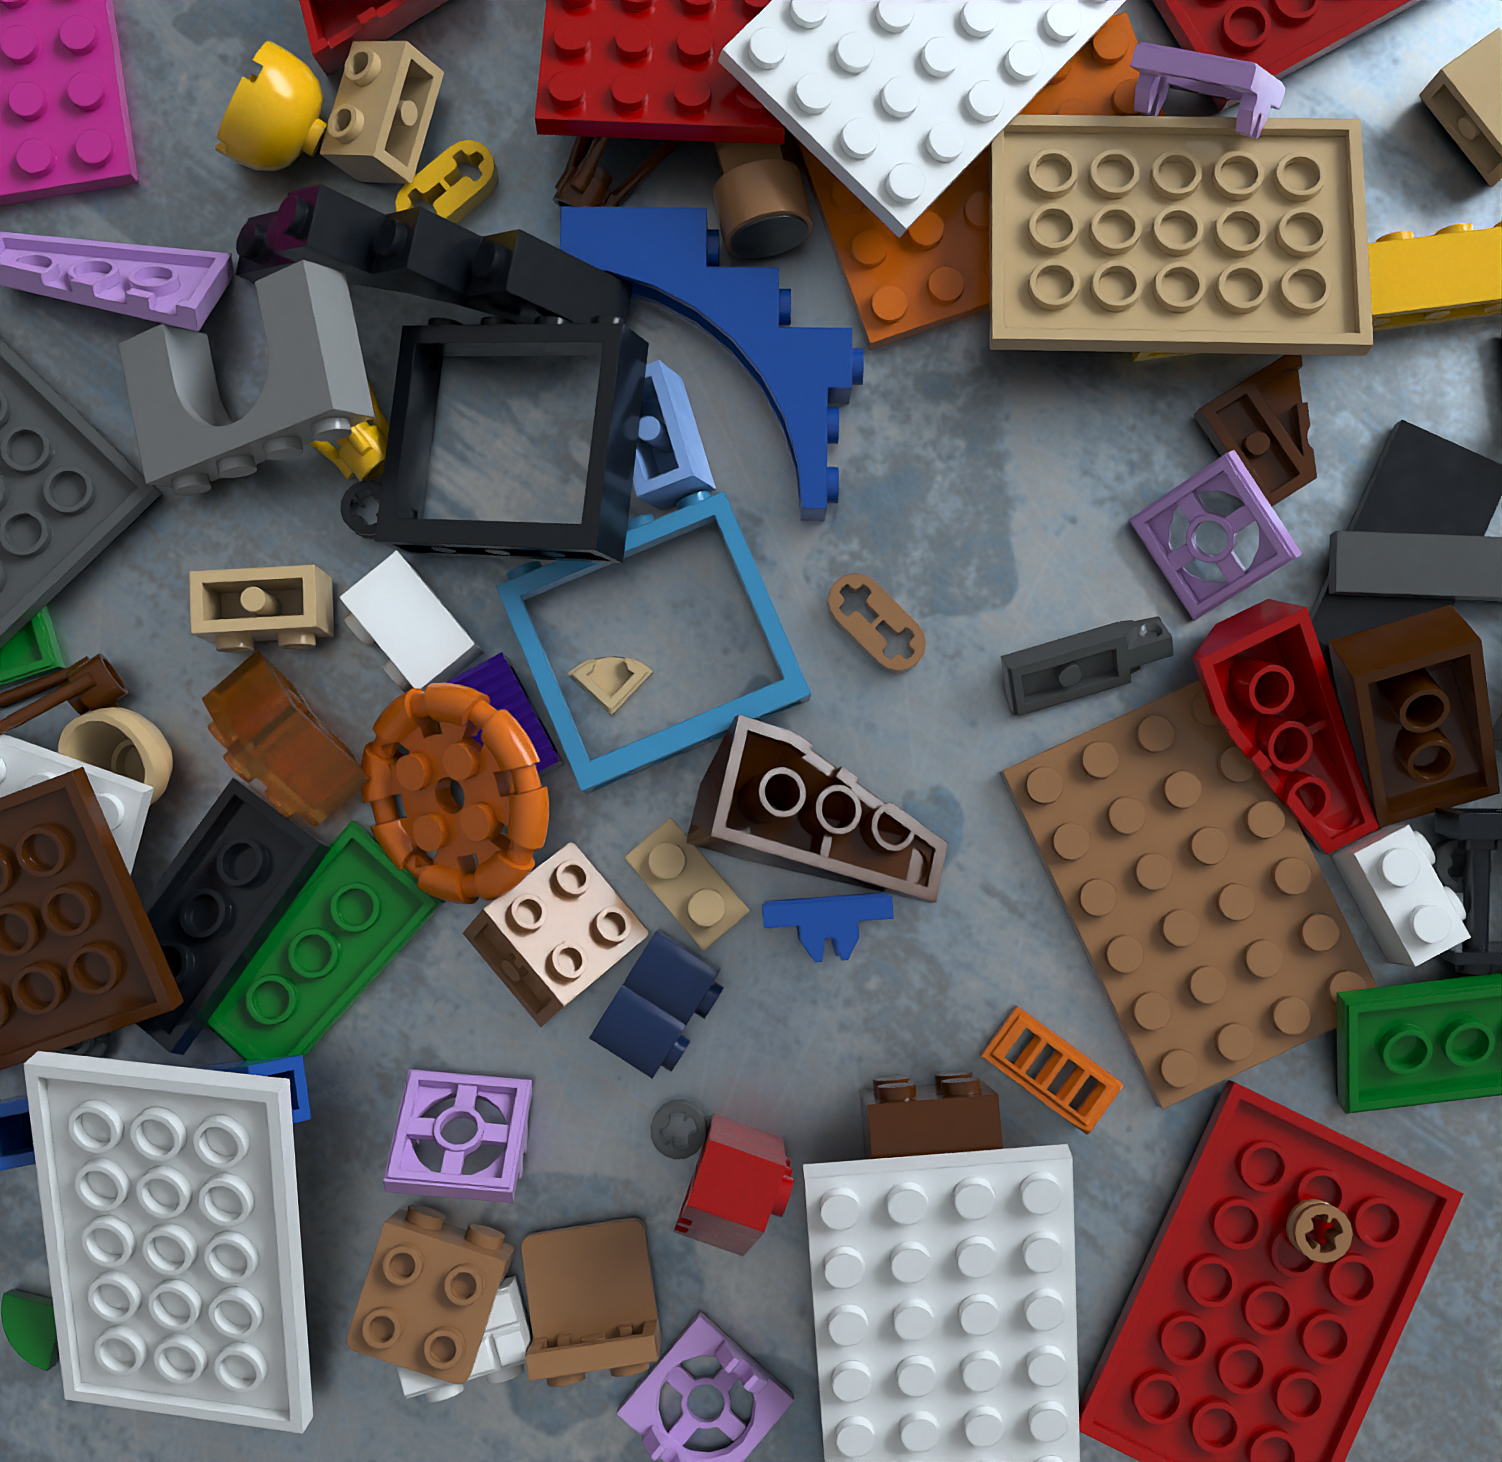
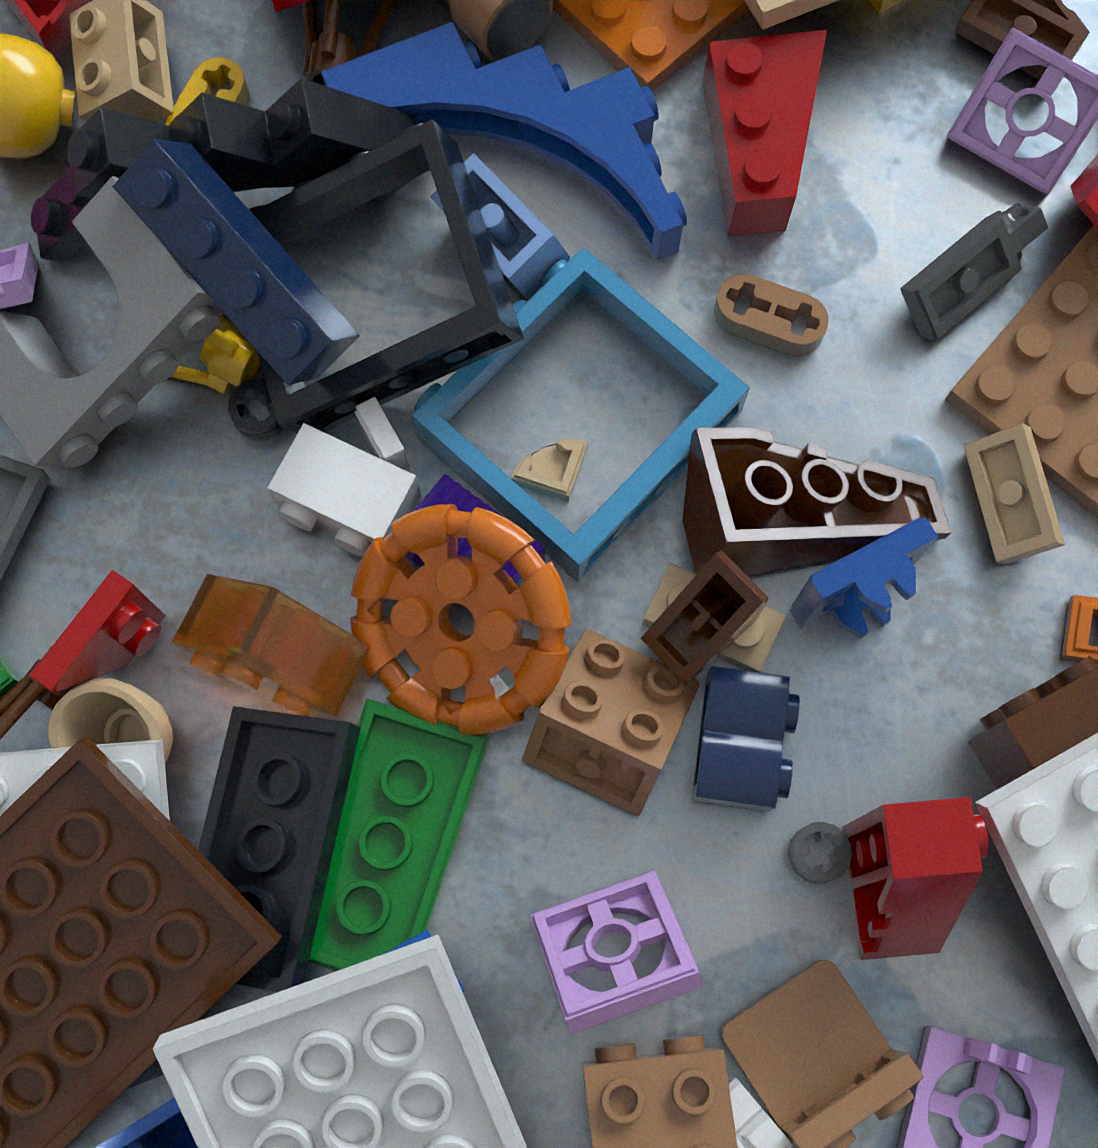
camera: 25 degrees left, 10 degrees down
(144, 670) = (102, 636): none -> red wing
(261, 605) = (194, 530): tan brick -> none
(385, 385) = (235, 260): none -> dark blue brick
(465, 588) = (380, 434): none -> white tile
(663, 891) = (705, 617): none -> reddish brown slope
(956, 431) = (759, 123): none -> red wedge
(1007, 893) = (1013, 494): none -> tan plate

